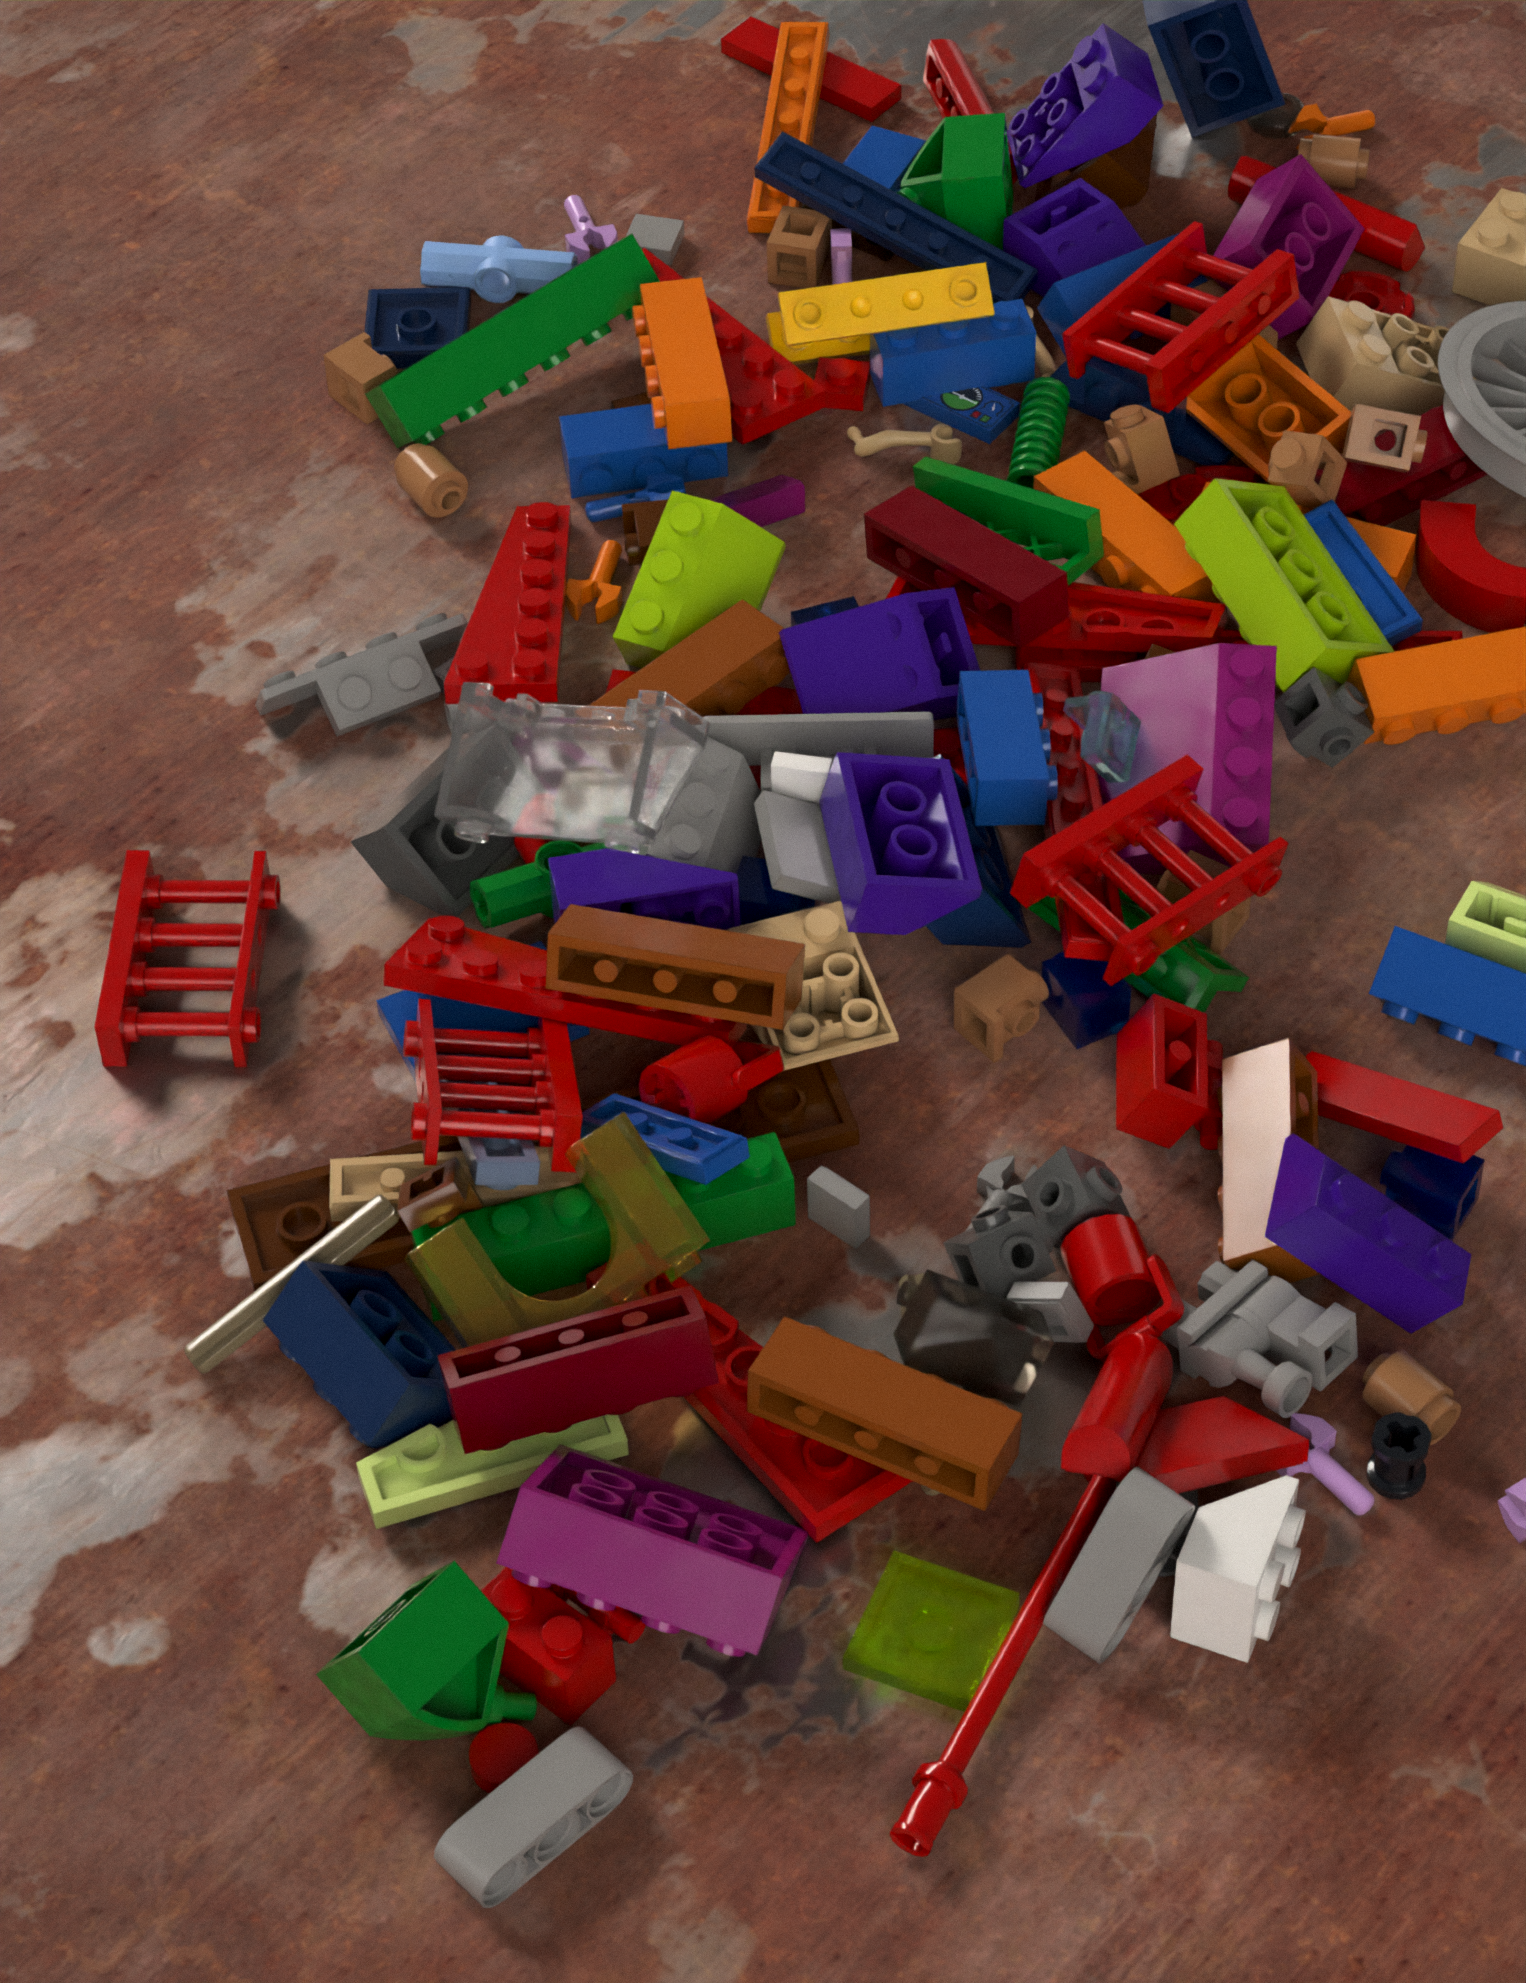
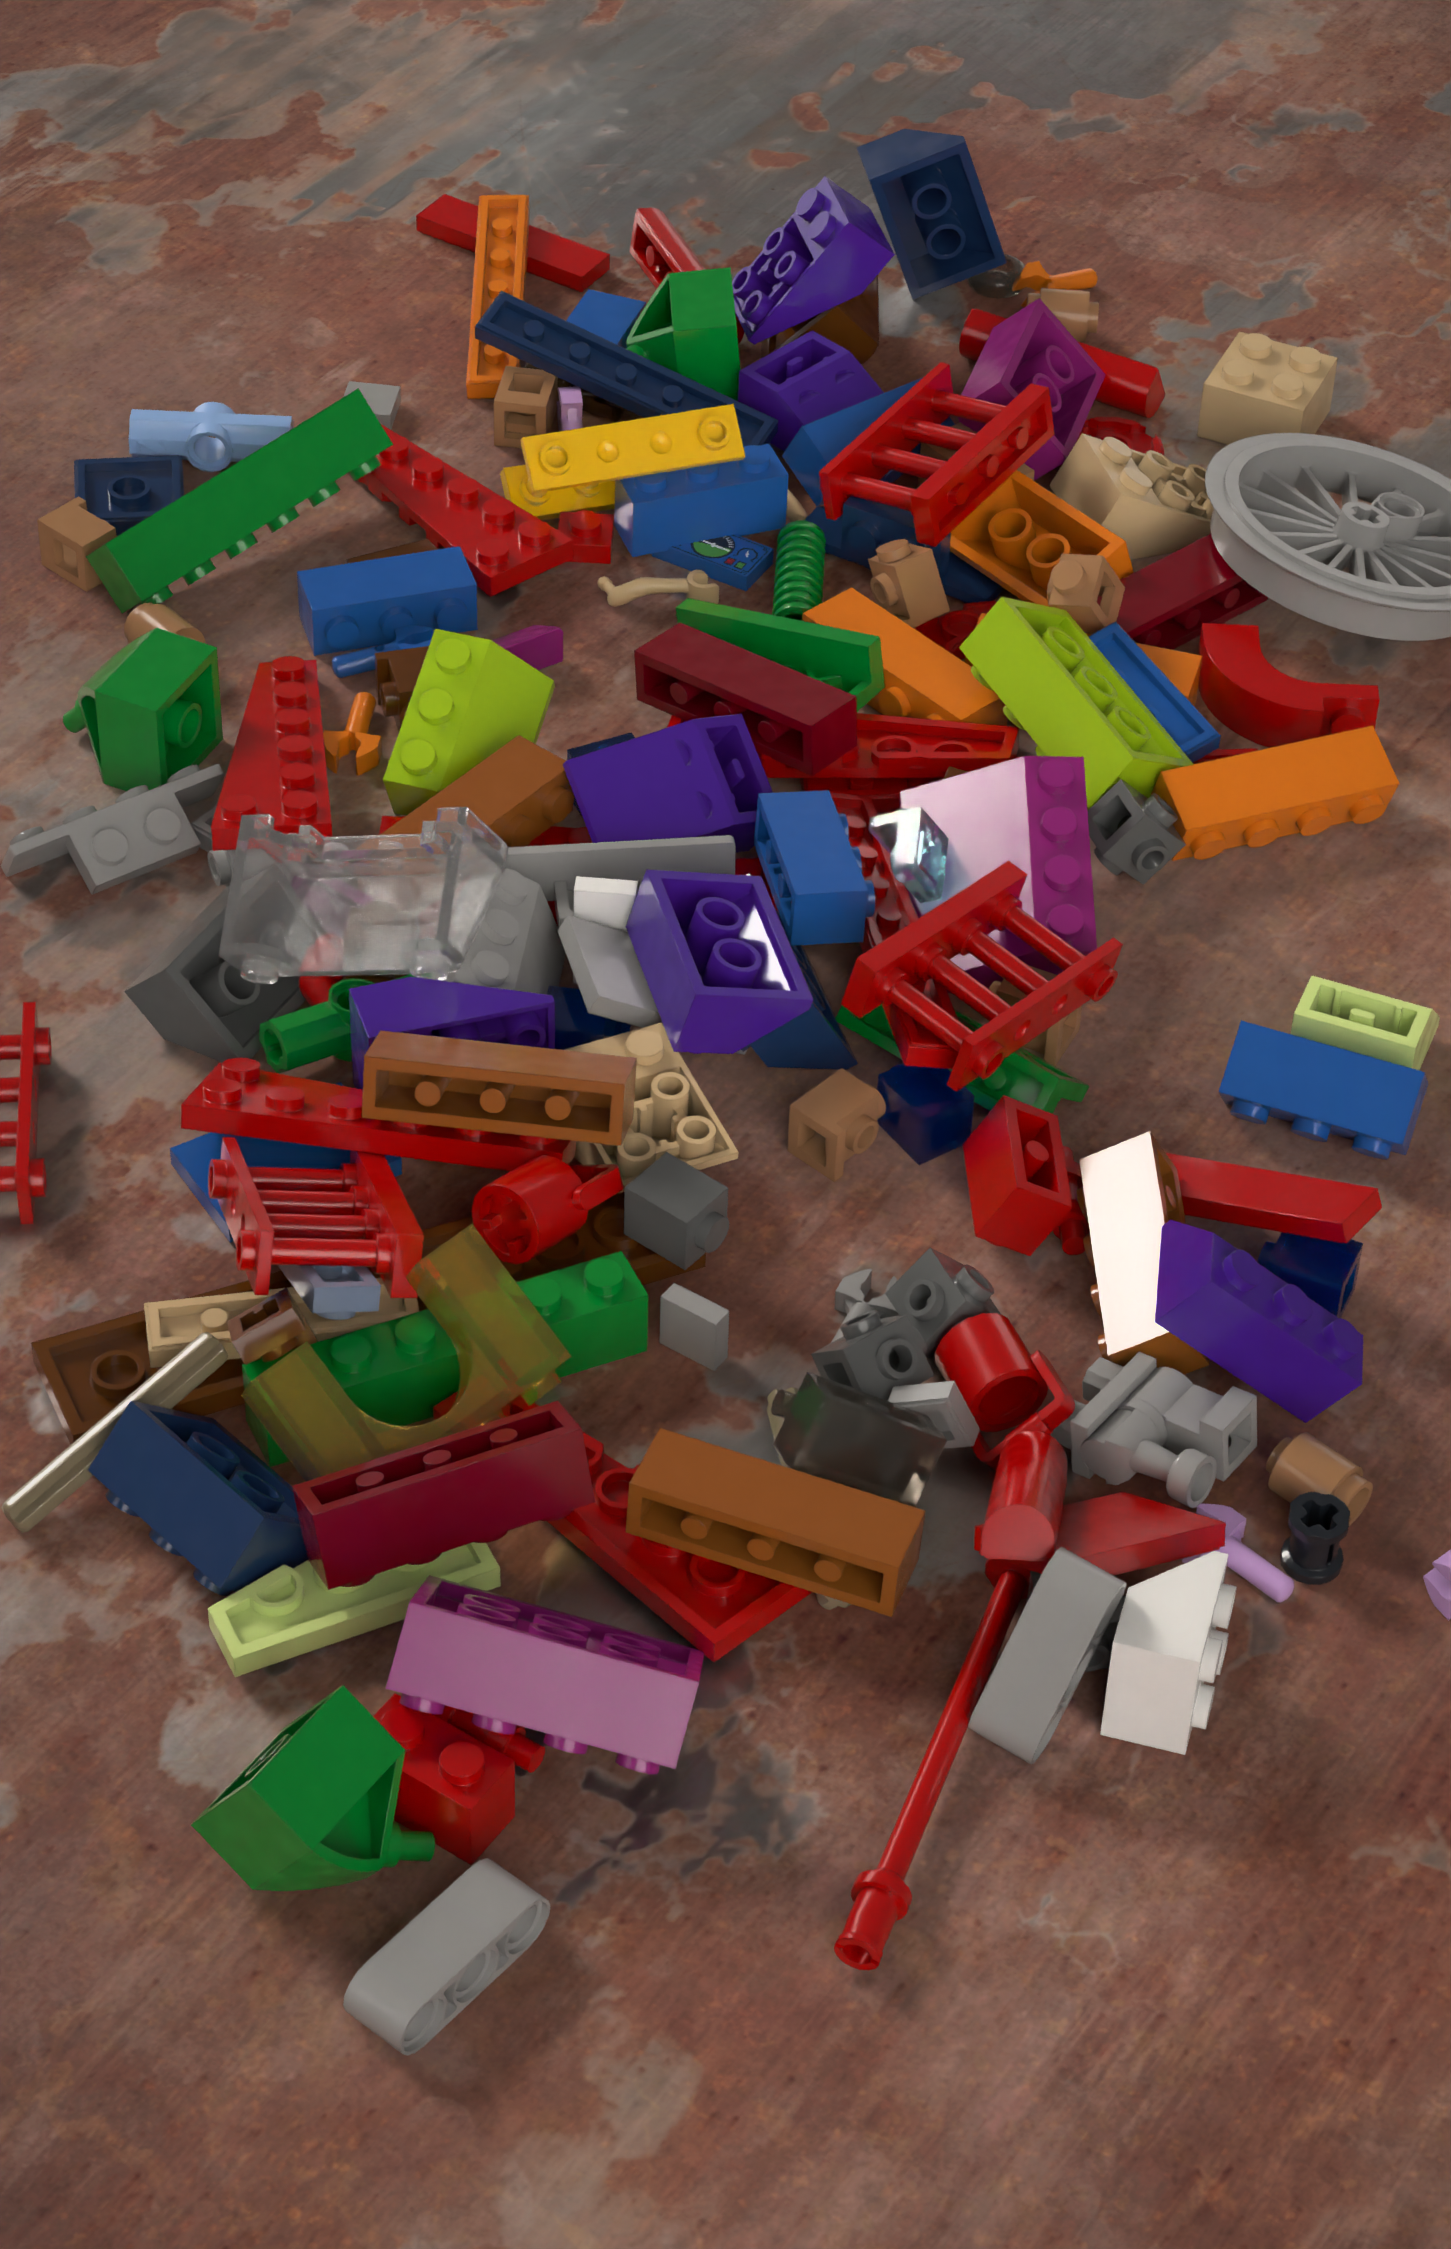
camera: 10 degrees left, 5 degrees down
(407, 556) = (151, 709): none -> green piece
(500, 1753) = (400, 1895): red tile -> none
(586, 231) = (297, 400): lavender bar -> none
(677, 1142) = (536, 1265): blue tile -> none
(682, 363) = (425, 514): orange brick -> none
(832, 1093) = (676, 1211): none -> dark grey brick
(930, 1630) = (848, 1743): clear neon green tile -> none
(1367, 422) = (1177, 549): medium nougat brick -> none

